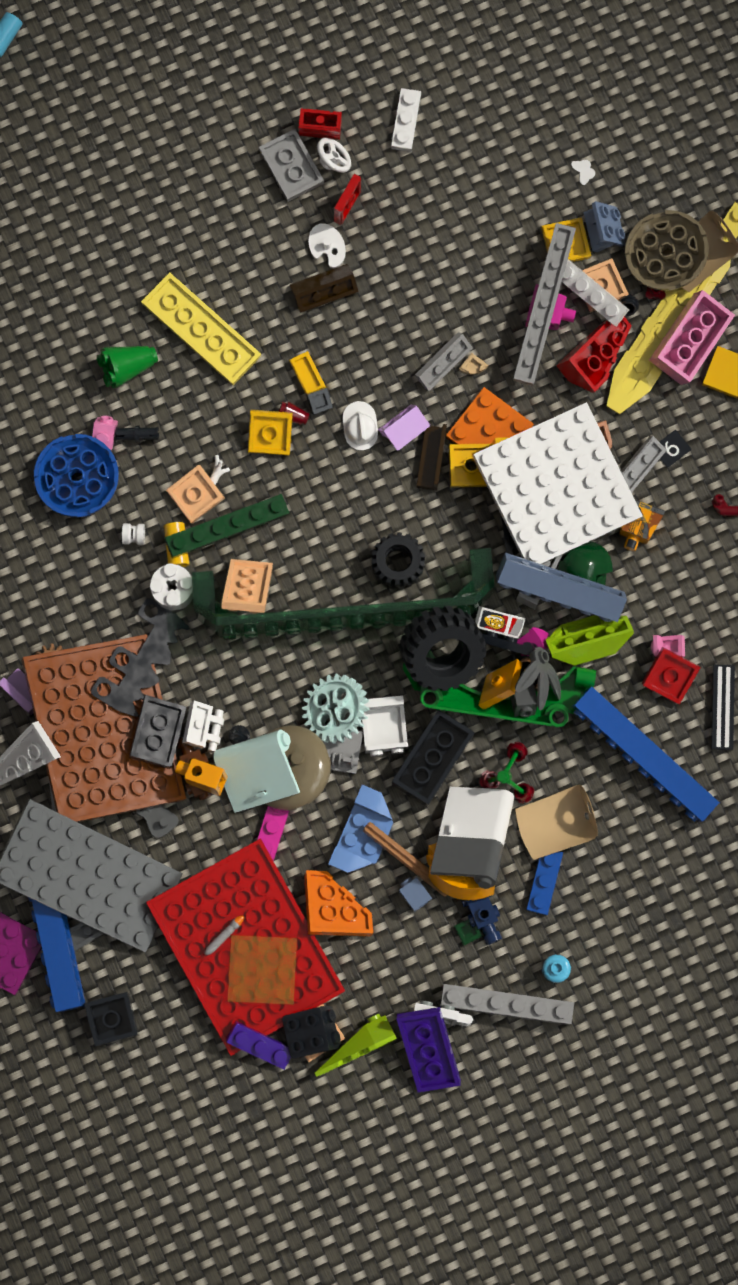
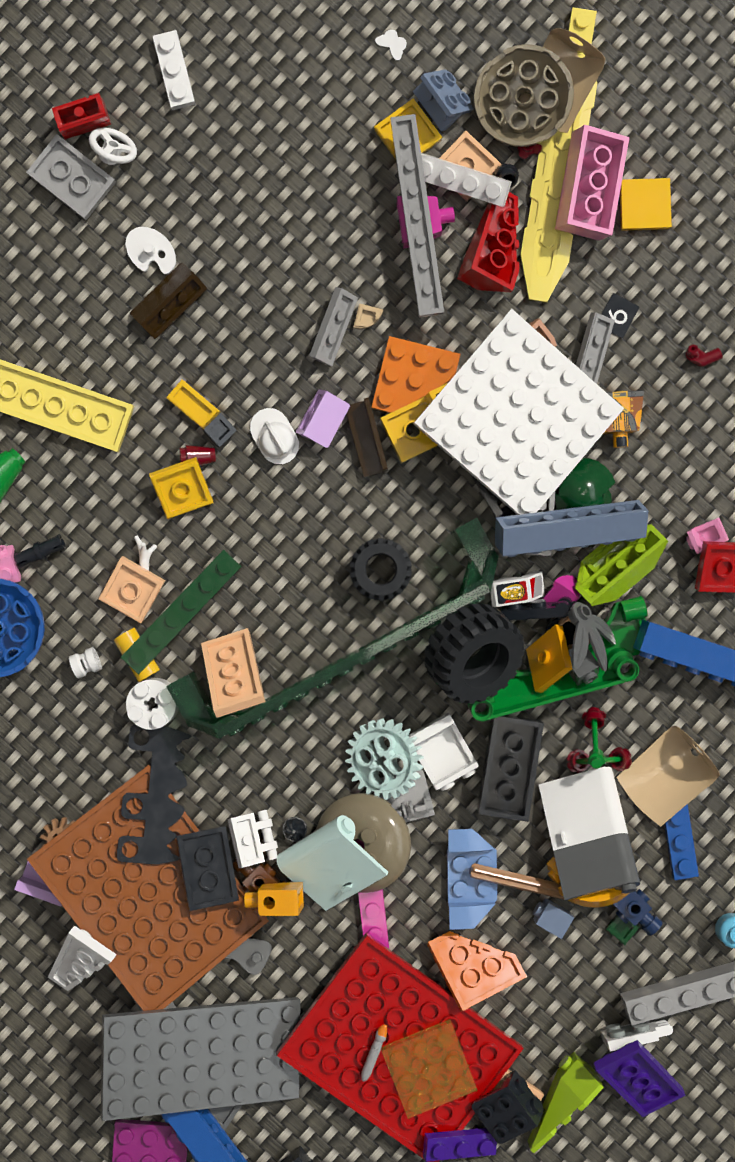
camera: 20 degrees left, 10 degrees up
(347, 199) = (149, 190): red tile -> none

